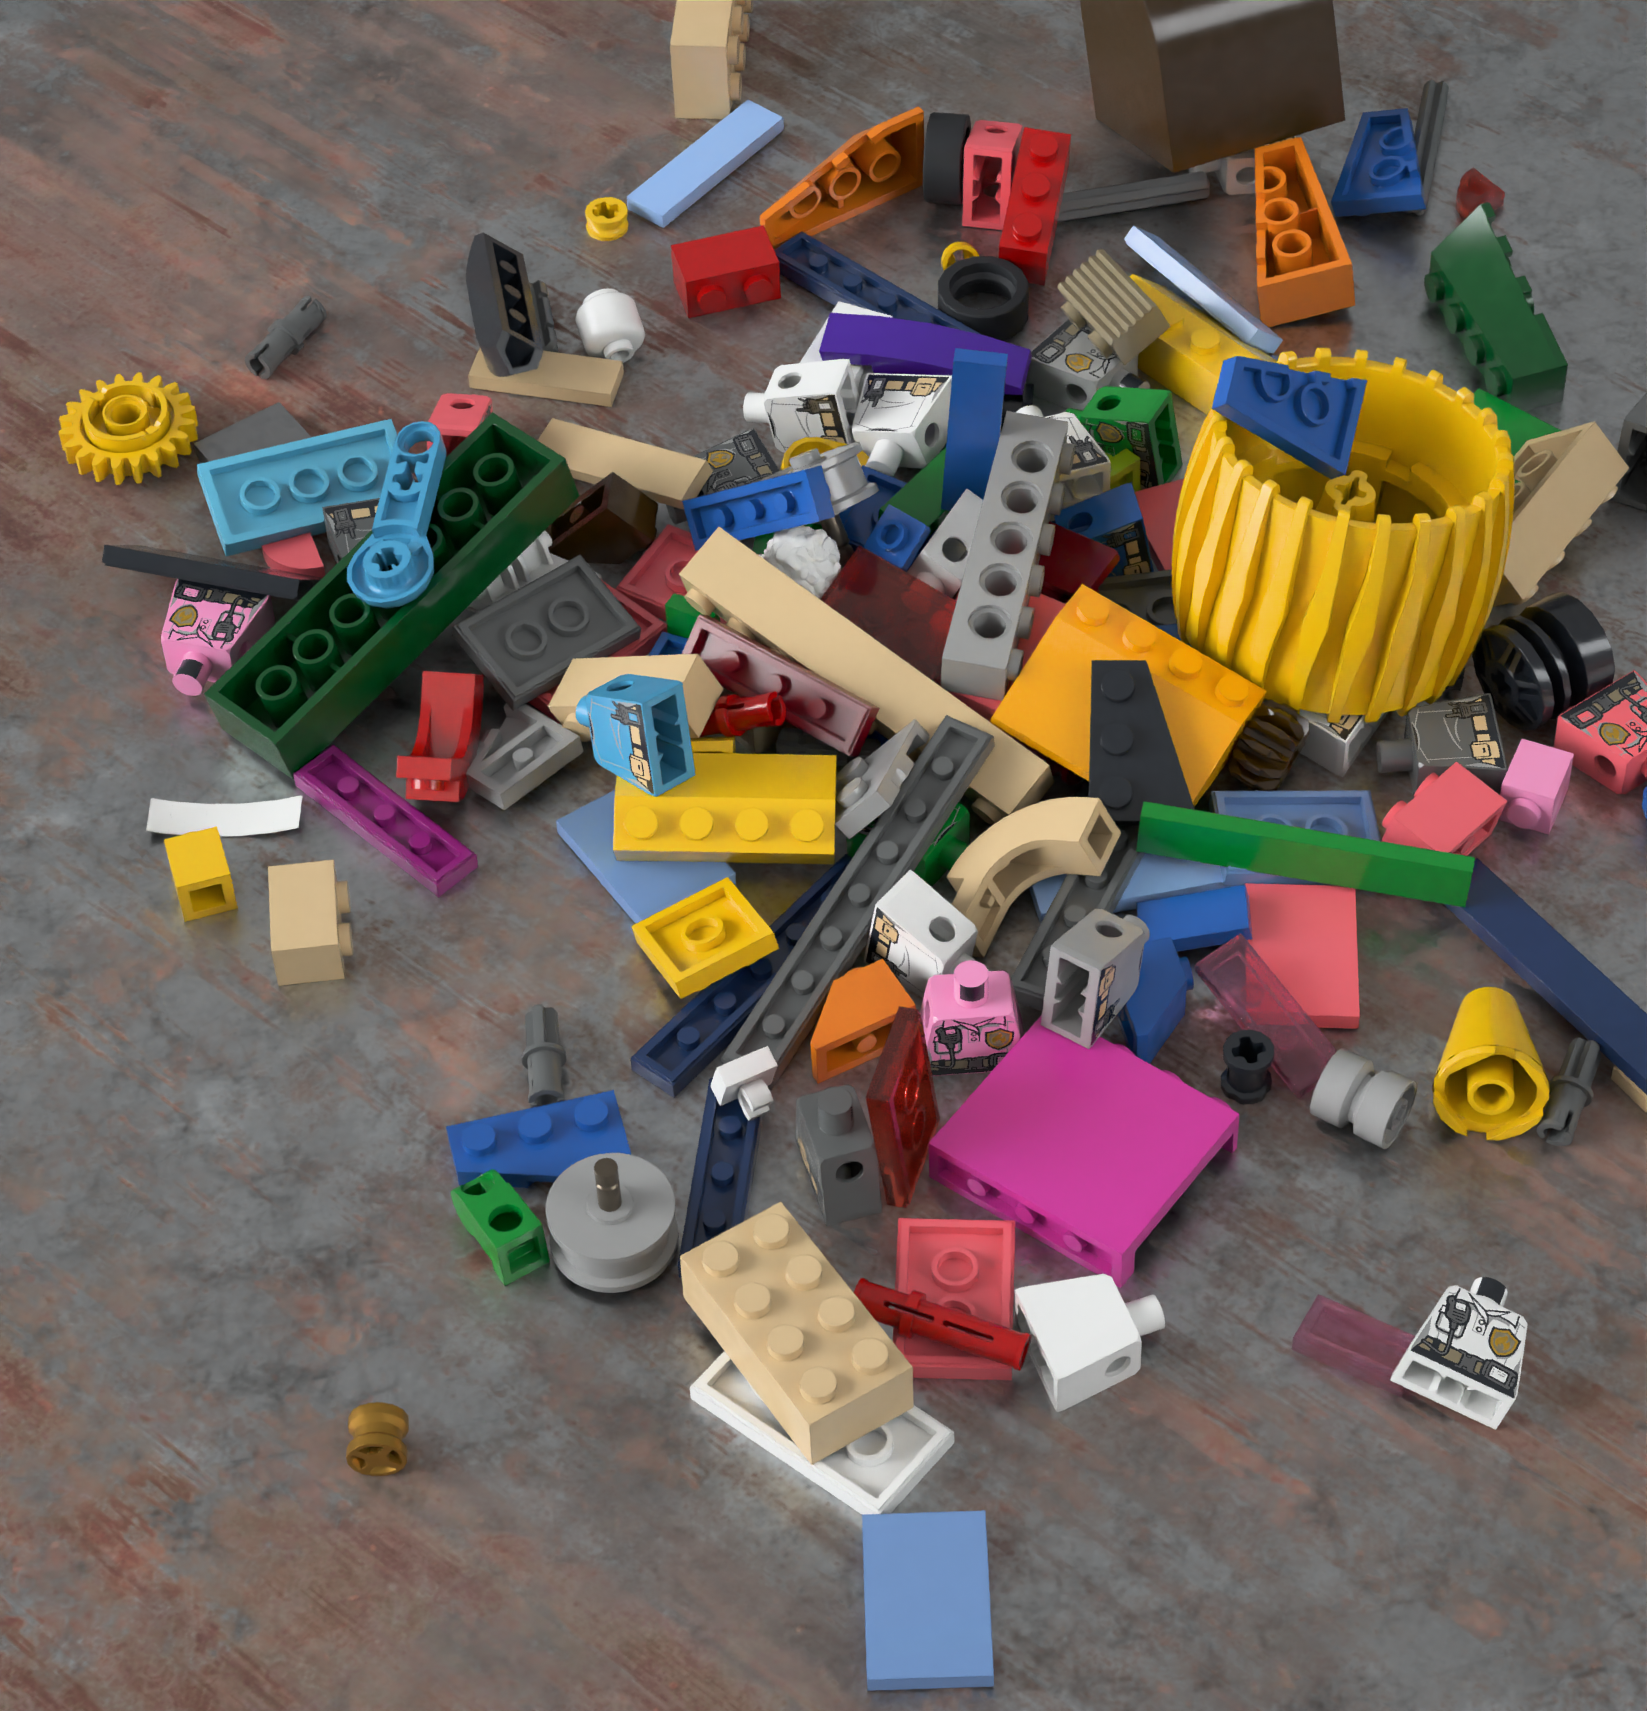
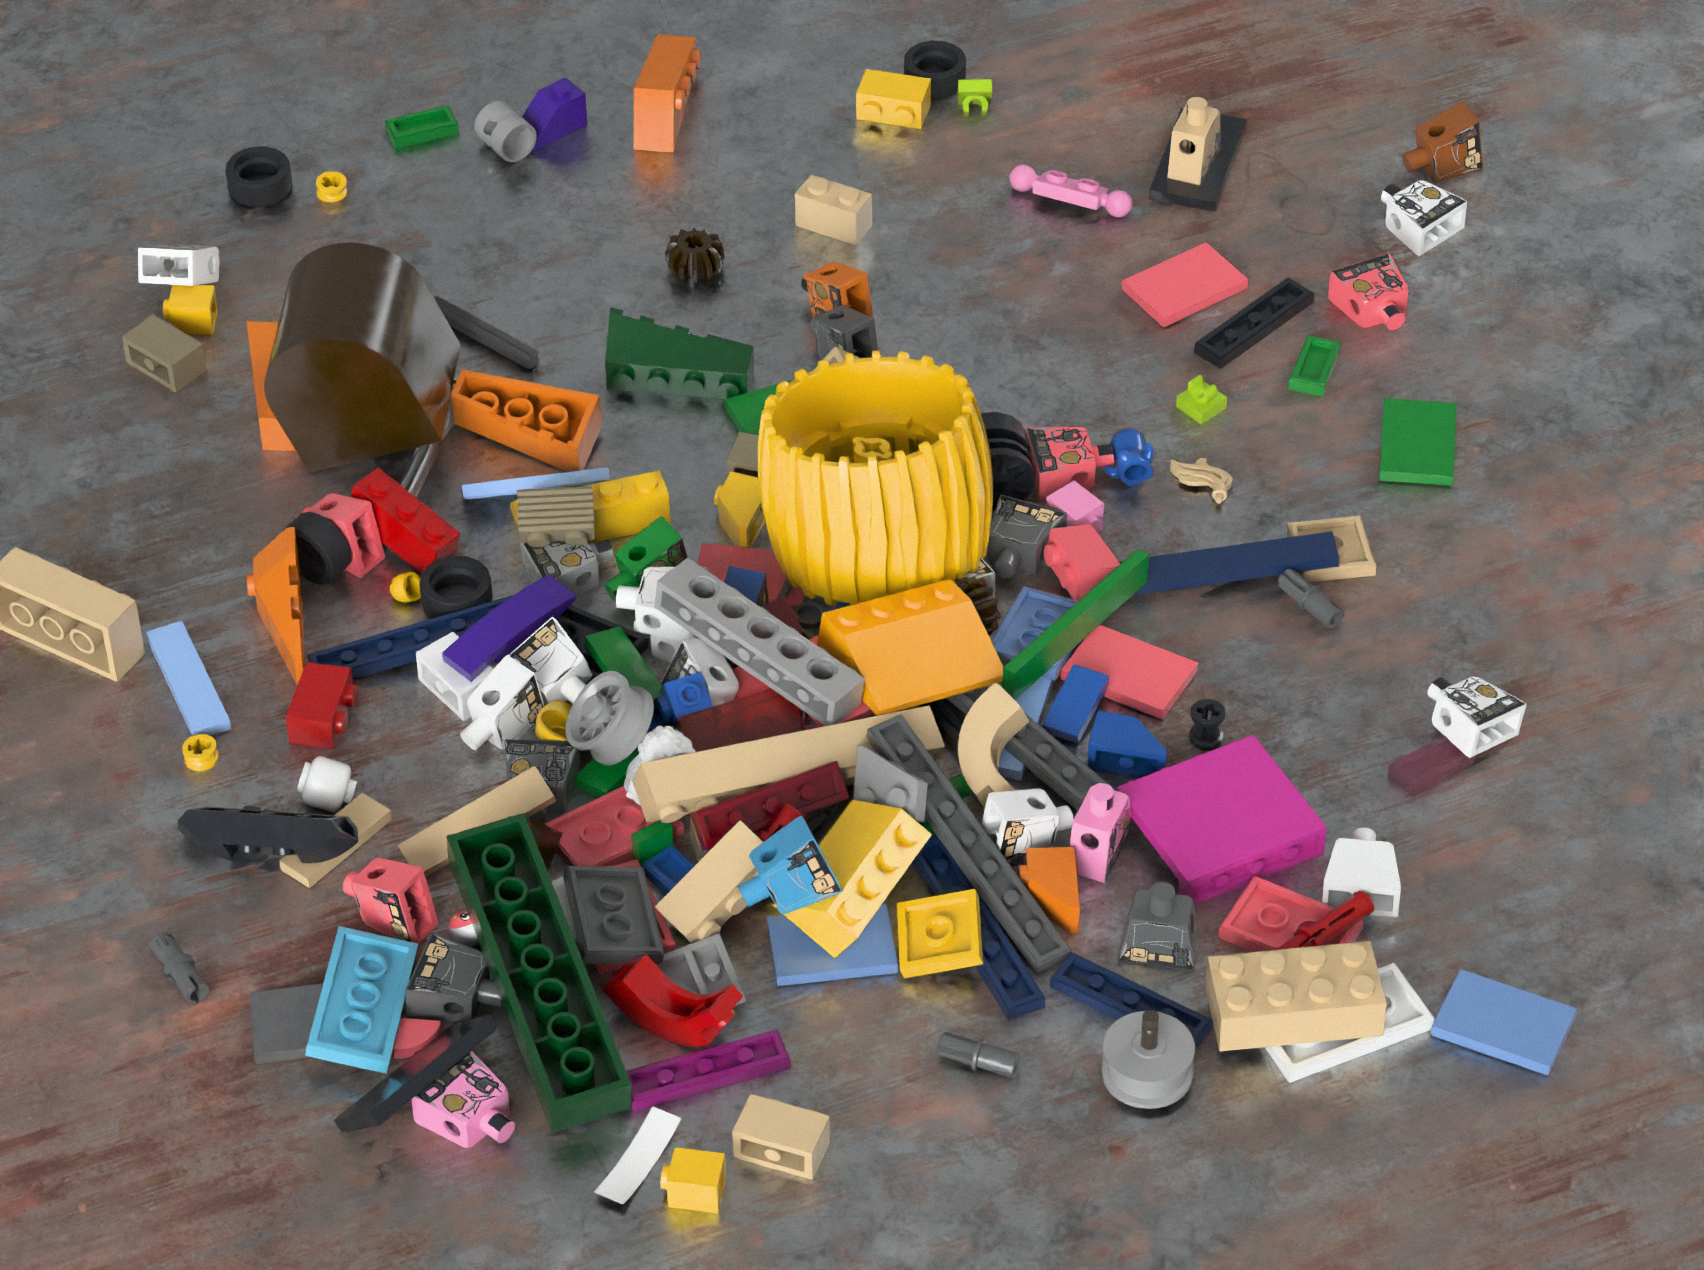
camera: 65 degrees left, 5 degrees down
(128, 428) = (210, 1086): yellow gear -> none
(377, 1439) = (1245, 1238): pearl gold wheel -> none
(401, 524) = (512, 923): dark azure beam -> none
(502, 1225) = (1105, 1119): green leg -> none
(538, 1140) = (1050, 1079): blue wing -> none
(746, 1081) = (1082, 950): white tile -> none
(761, 506) = (620, 747): blue plate -> none
(903, 1107) = (1166, 858): clear red tile -> none
(973, 422) = (658, 605): blue tile -> none
(1092, 974) = (1127, 744): light grey torso -> none
(1131, 743) = (950, 656): black wing -> none
(1264, 1004) = (1172, 696): clear pink tile -> none
(1293, 410) = (824, 428): blue wing -> none
(1371, 1101) = (1266, 682): light grey wheel -> none
(1380, 167) = (499, 353): blue wing -> none
(1476, 190) = (544, 330): clear red tile -> none
(1490, 1069) = (1278, 616): yellow cone -> none

